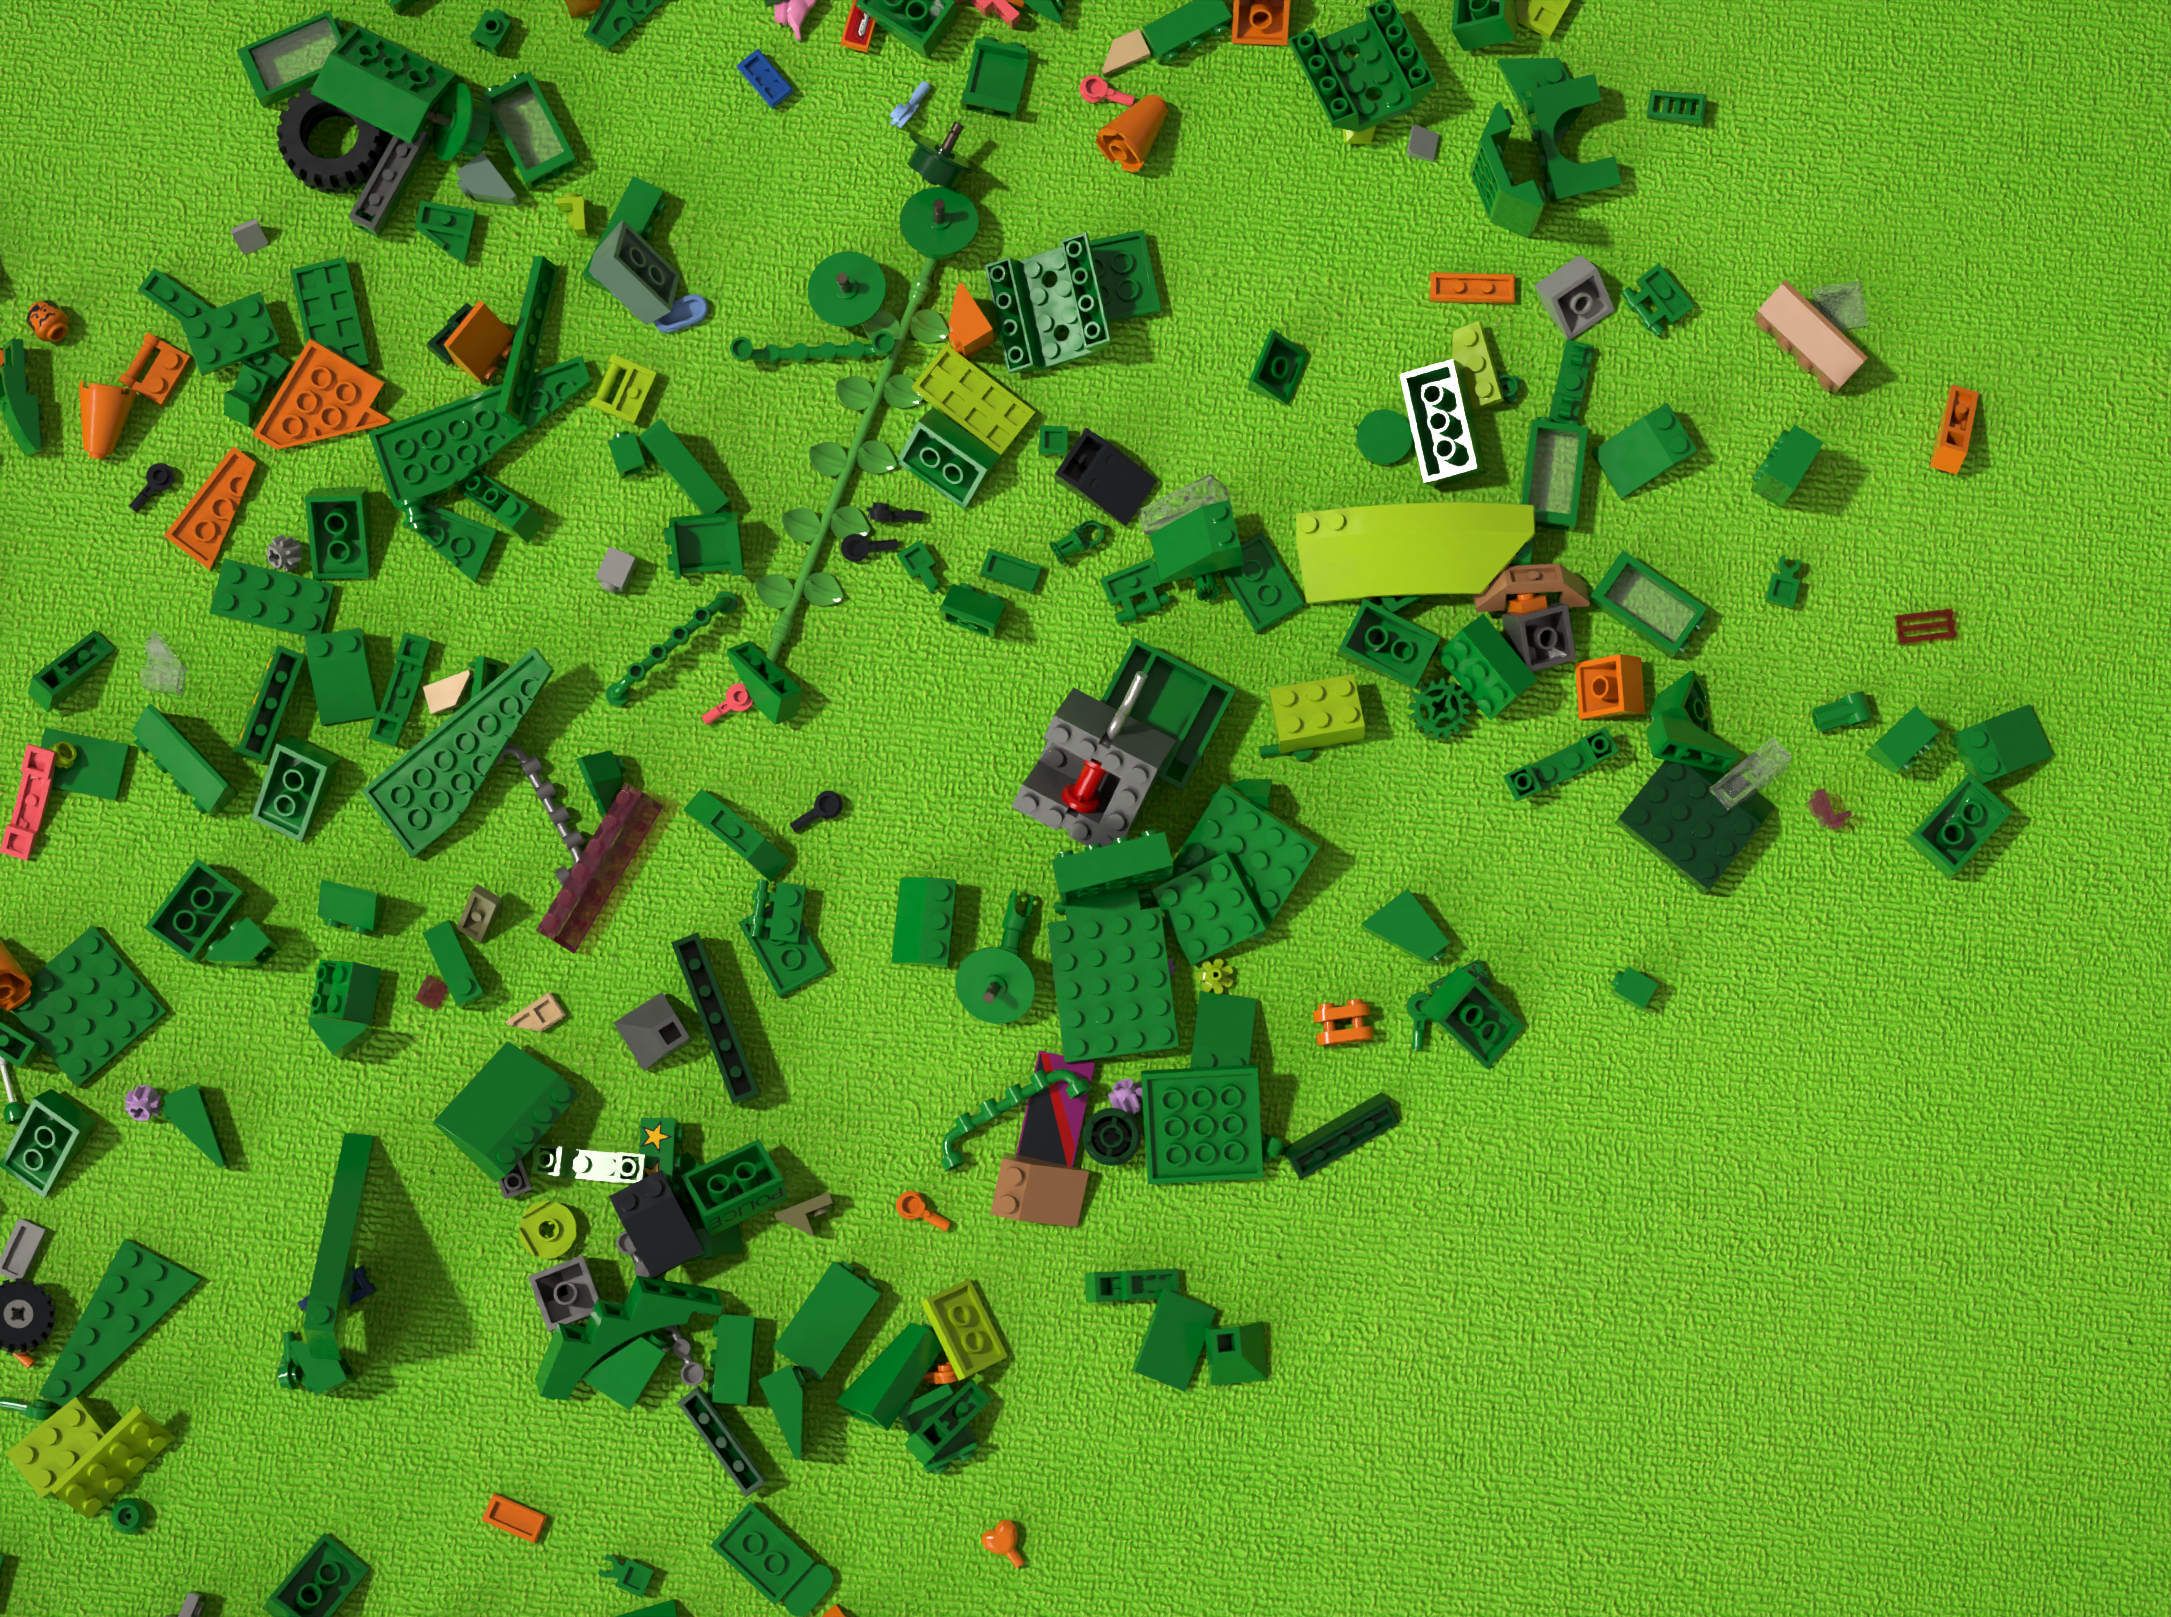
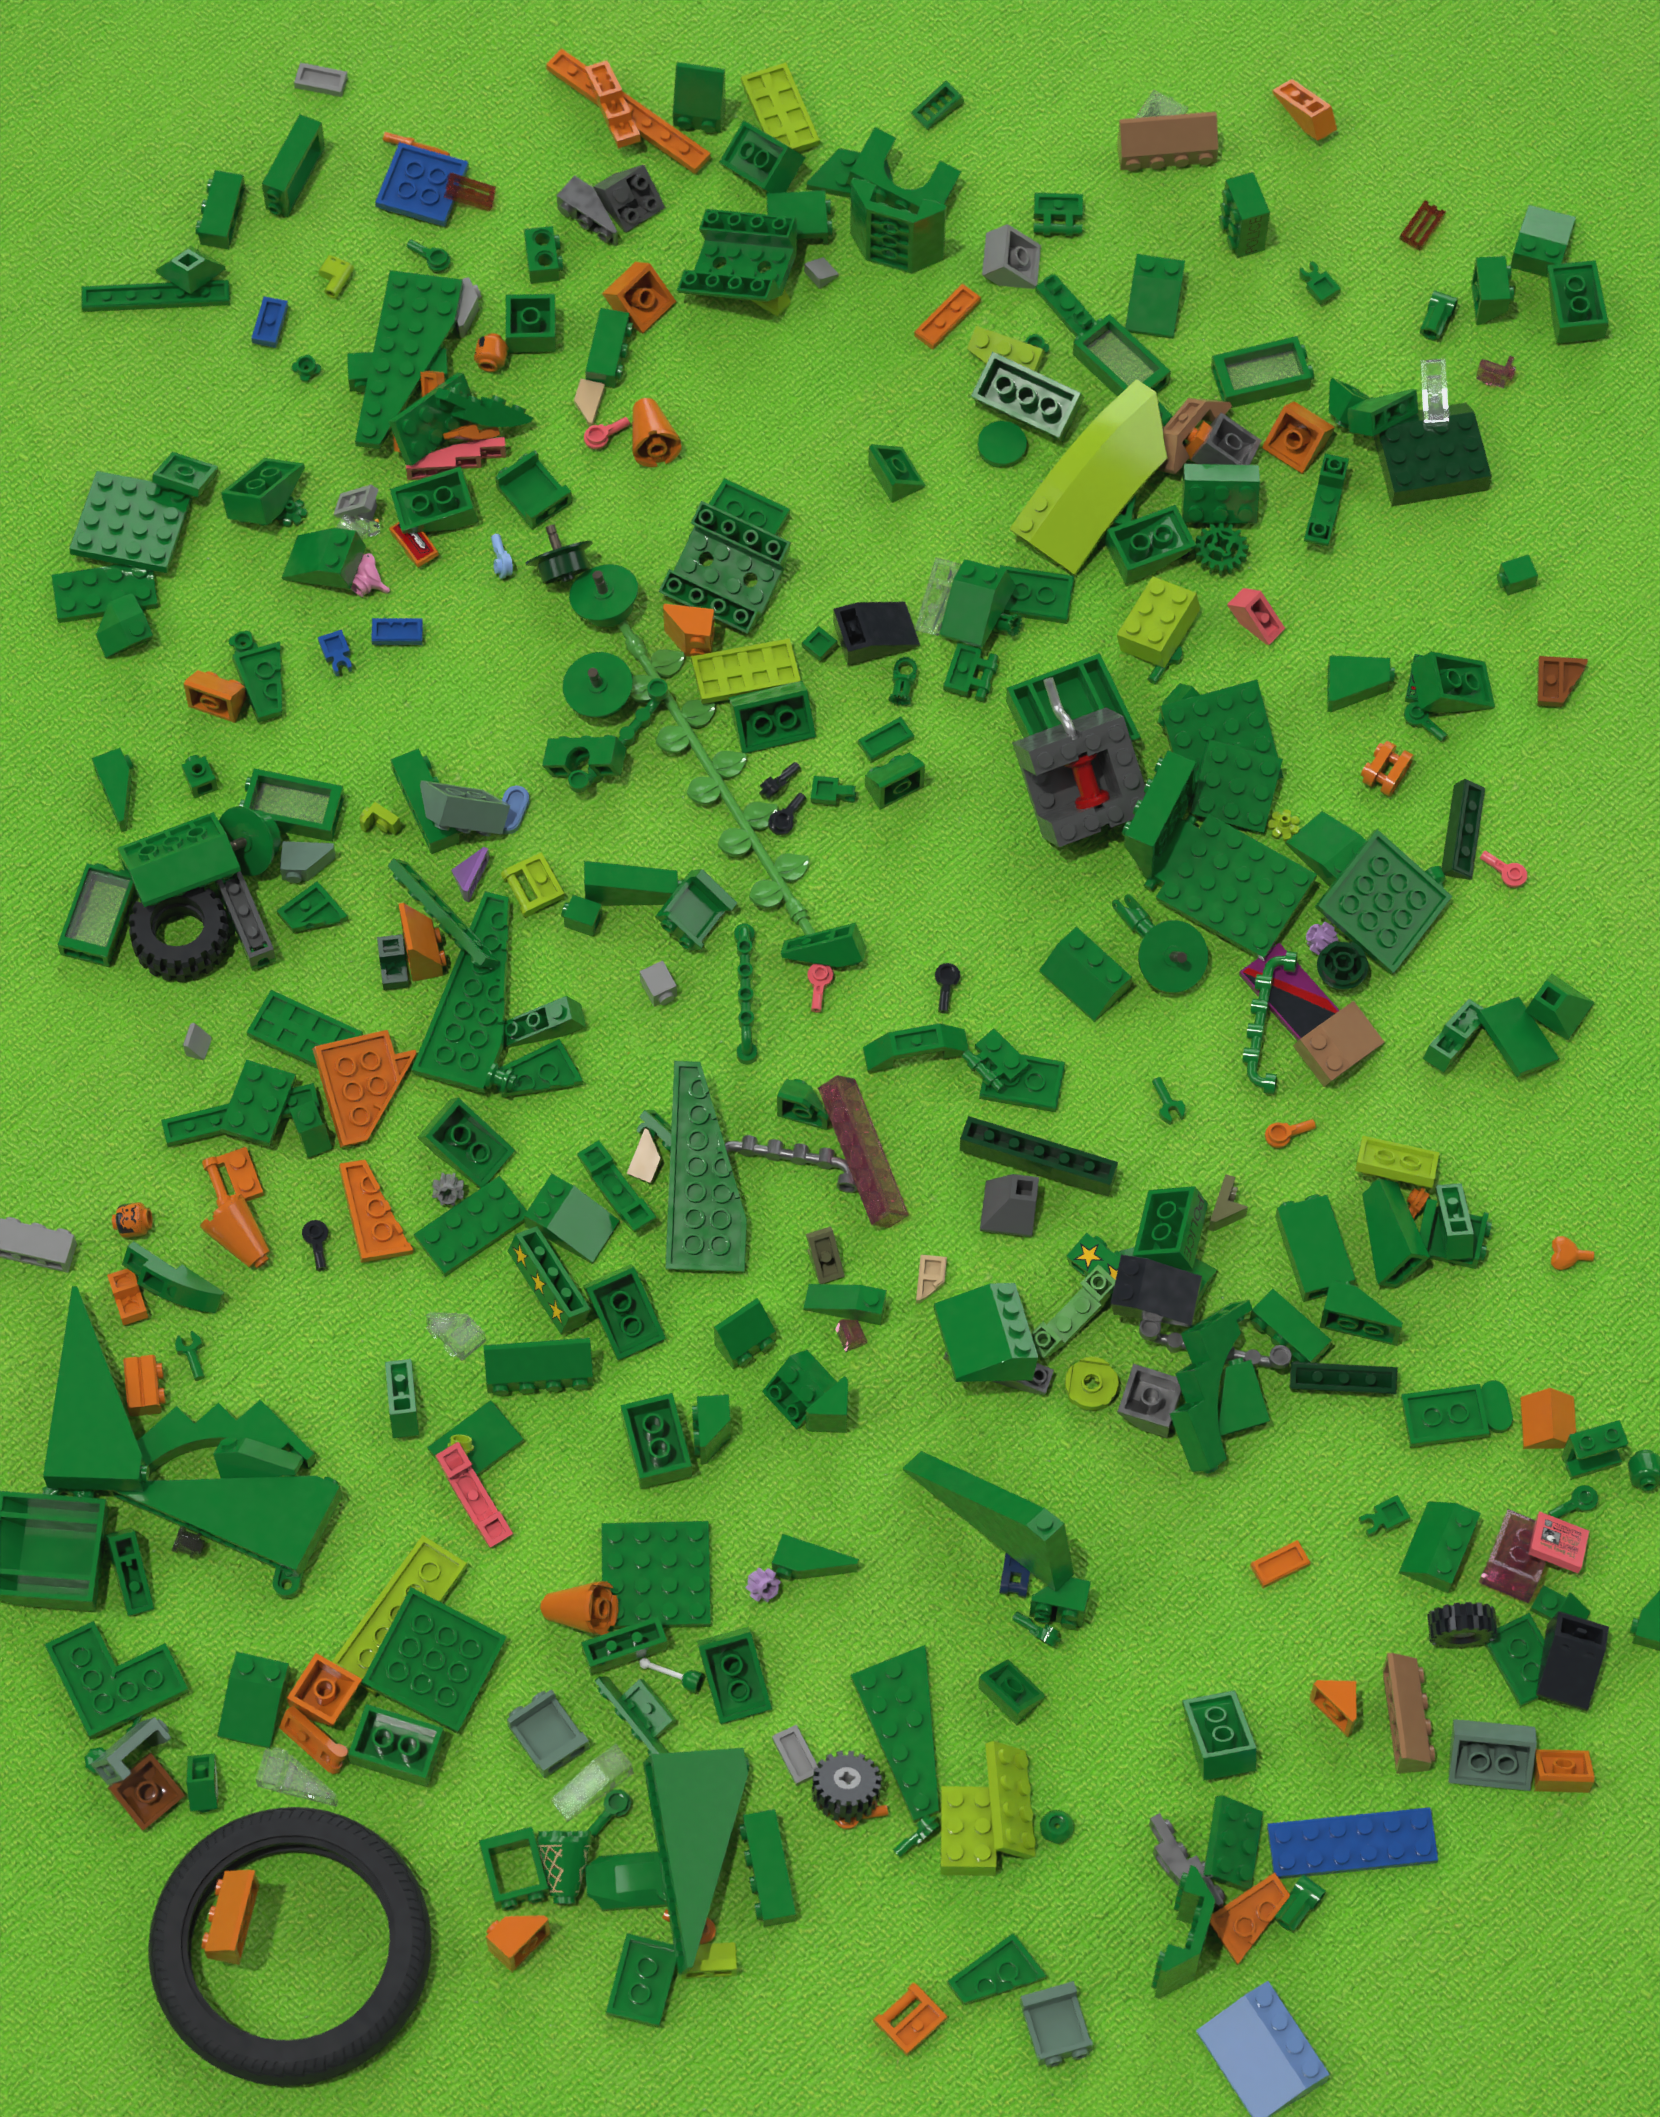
camera: 50 degrees left, 15 degrees down
(216, 1383) = (1010, 1691): none -> green slope
(590, 328) = (470, 871): none -> medium lavender slope
(704, 41) = (335, 649): none -> blue plate
(761, 318) = (565, 754): none -> green arch
(865, 1085) = (1168, 1103): none -> green bar
(1332, 1213) = (1512, 874): none -> coral plate
(1398, 792) = (1256, 615): none -> coral slope
(1460, 81) = (808, 208): none -> green panel
(1559, 1103) = (1557, 679): none -> dark orange wing

